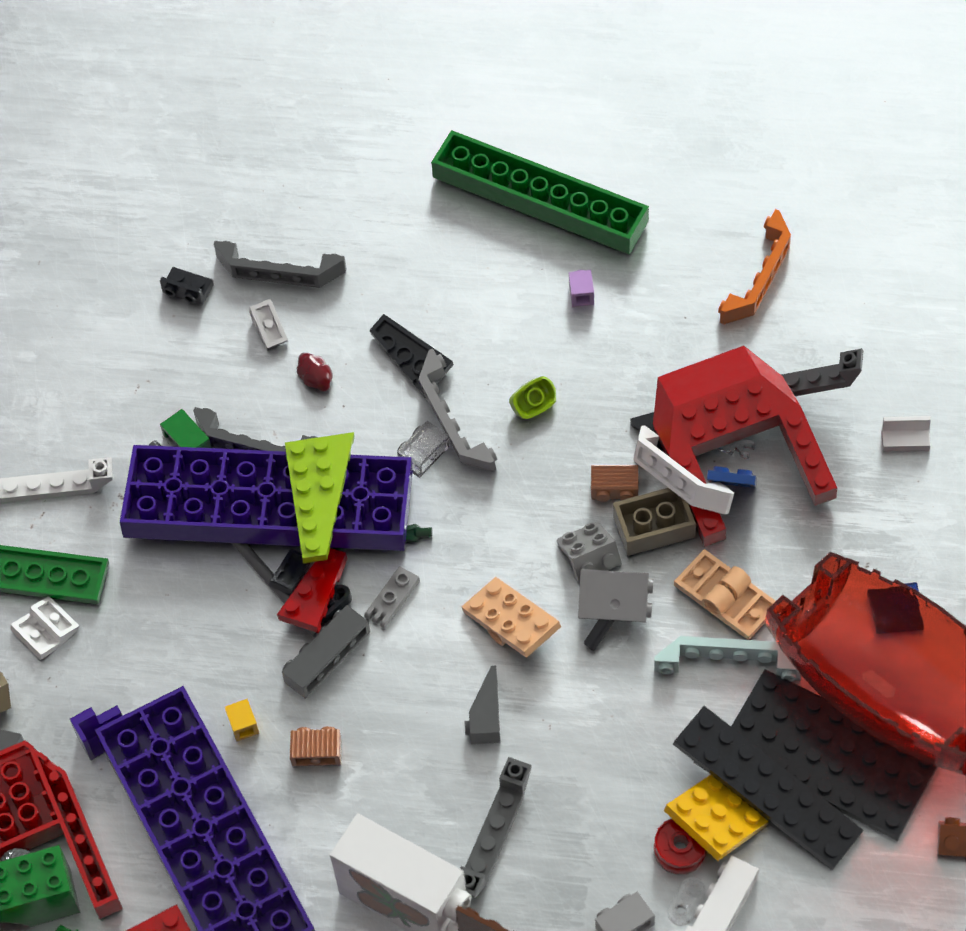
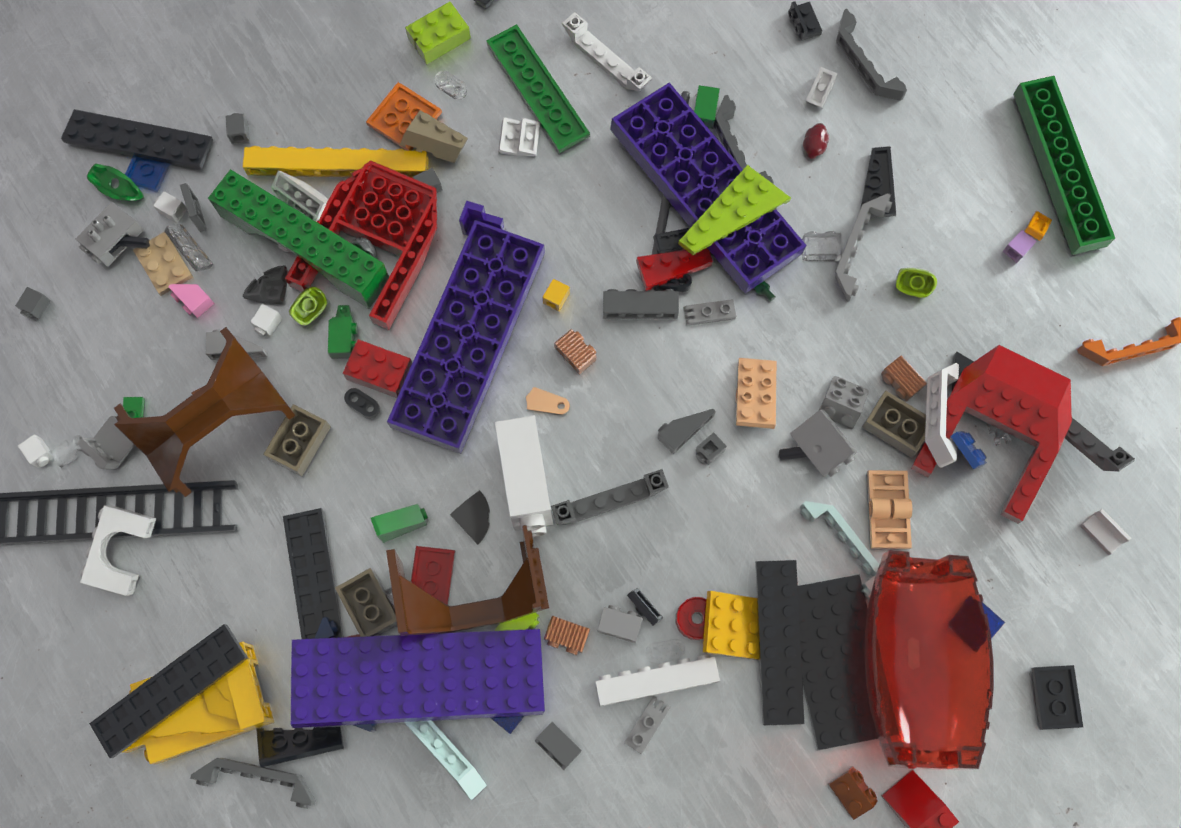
camera: 45 degrees right, 15 degrees up
(339, 816) = (546, 402): none -> light nougat piece
(527, 695) = (715, 444): none -> dark grey brick
(577, 257) = (1038, 225): none -> light orange plate
(627, 885) = (644, 606): none -> black plate

